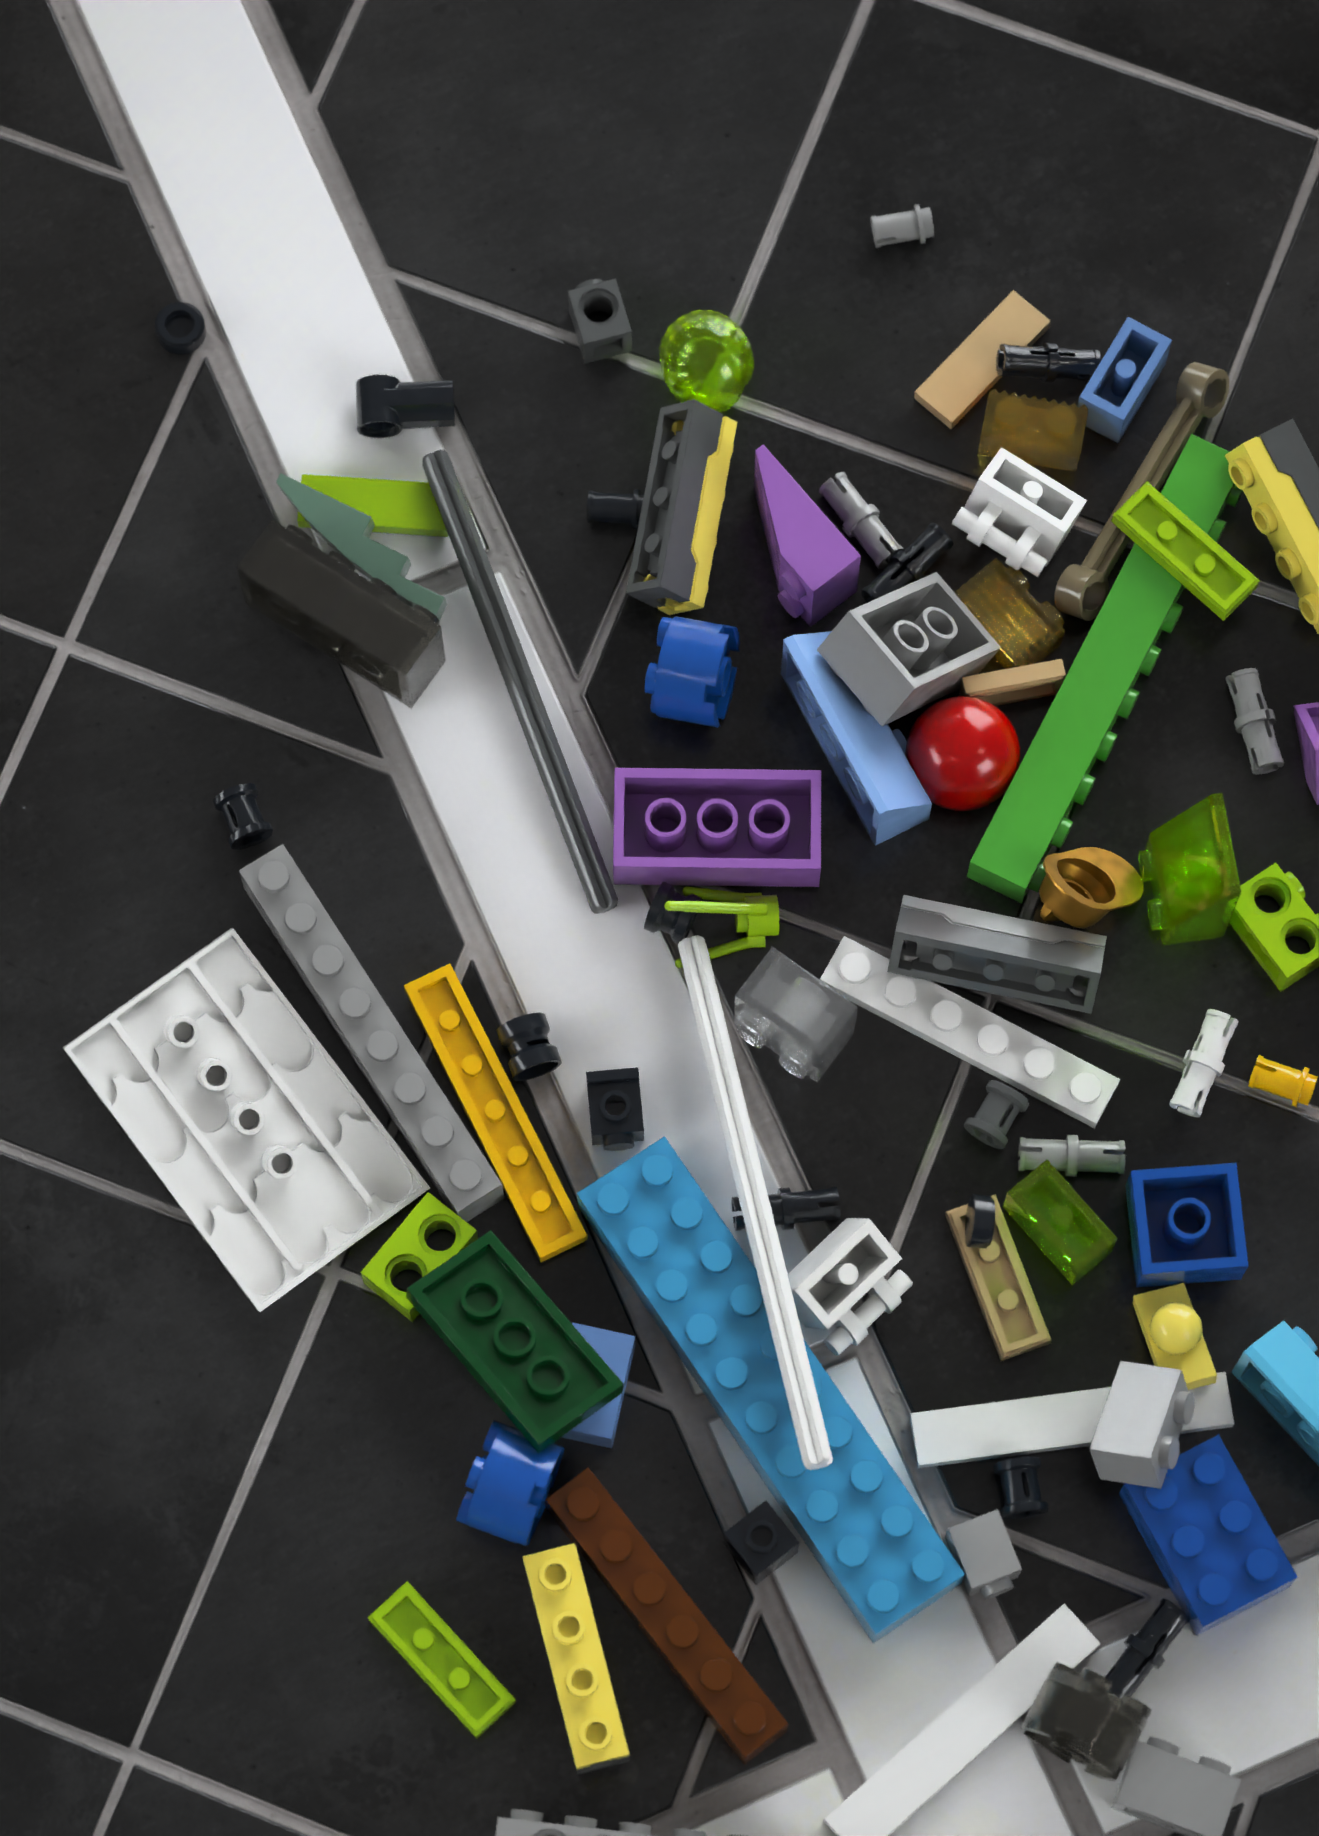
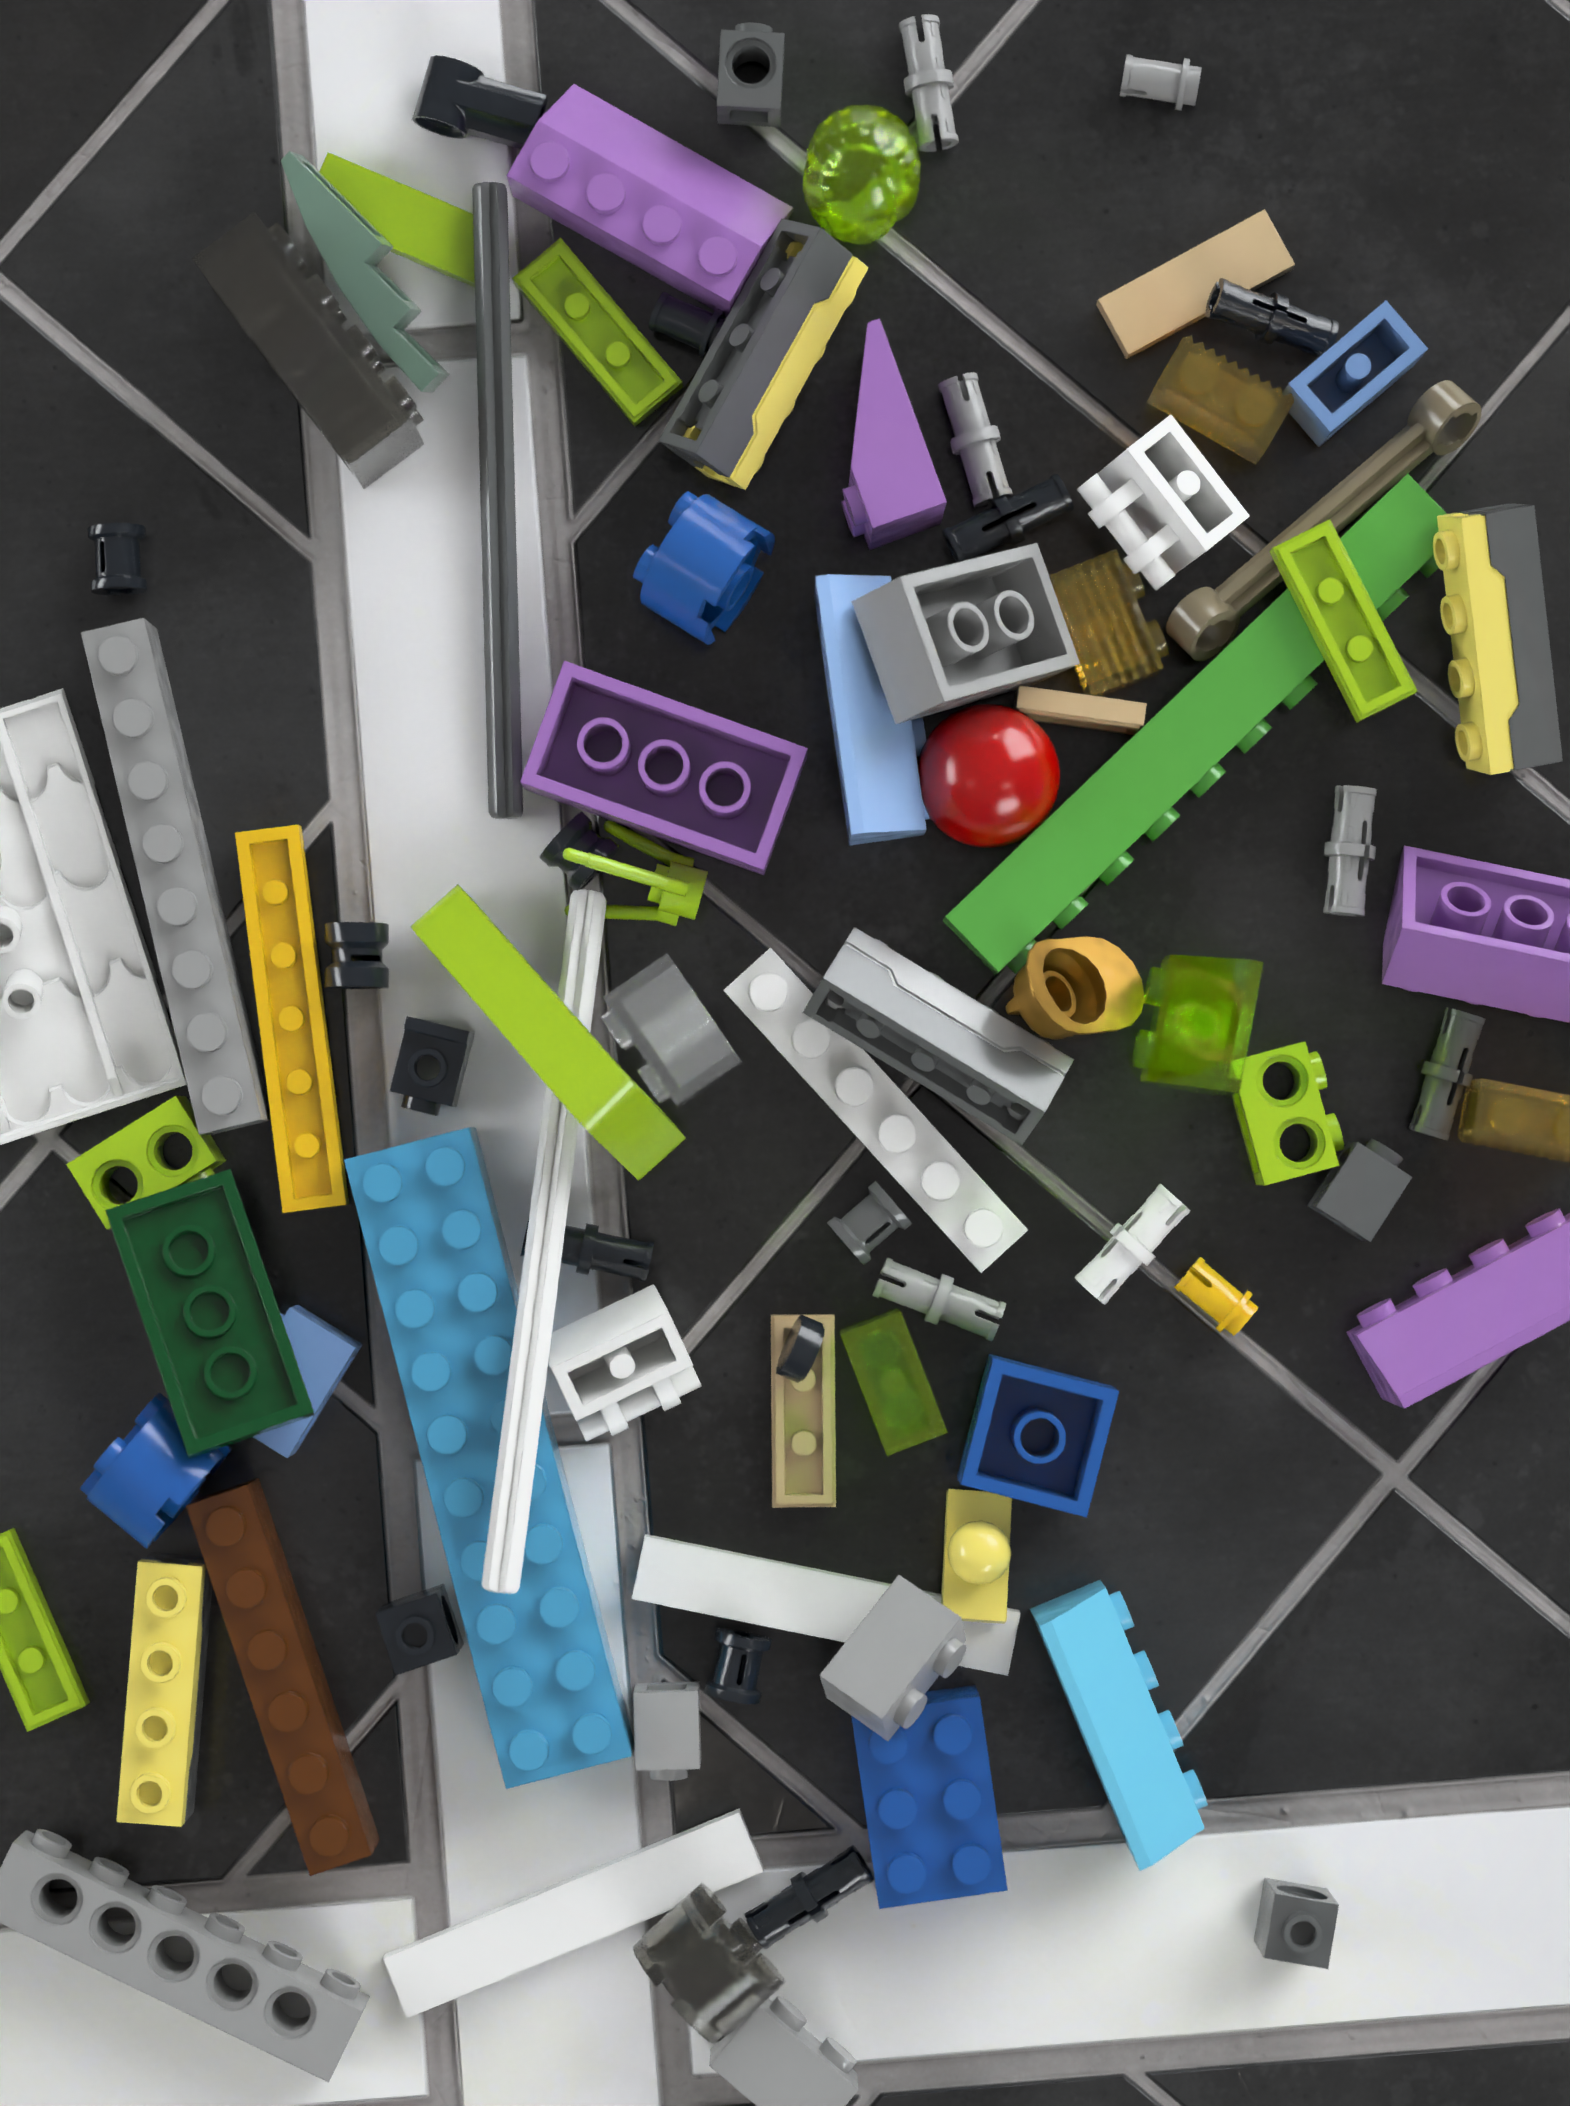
camera: 15 degrees right, 15 degrees up
(549, 537) = (597, 332): none -> lime tile
(552, 432) = (645, 198): none -> medium lavender slope
(705, 1044) = (547, 1034): none -> lime beam
(732, 283) = (928, 83): none -> light grey pin

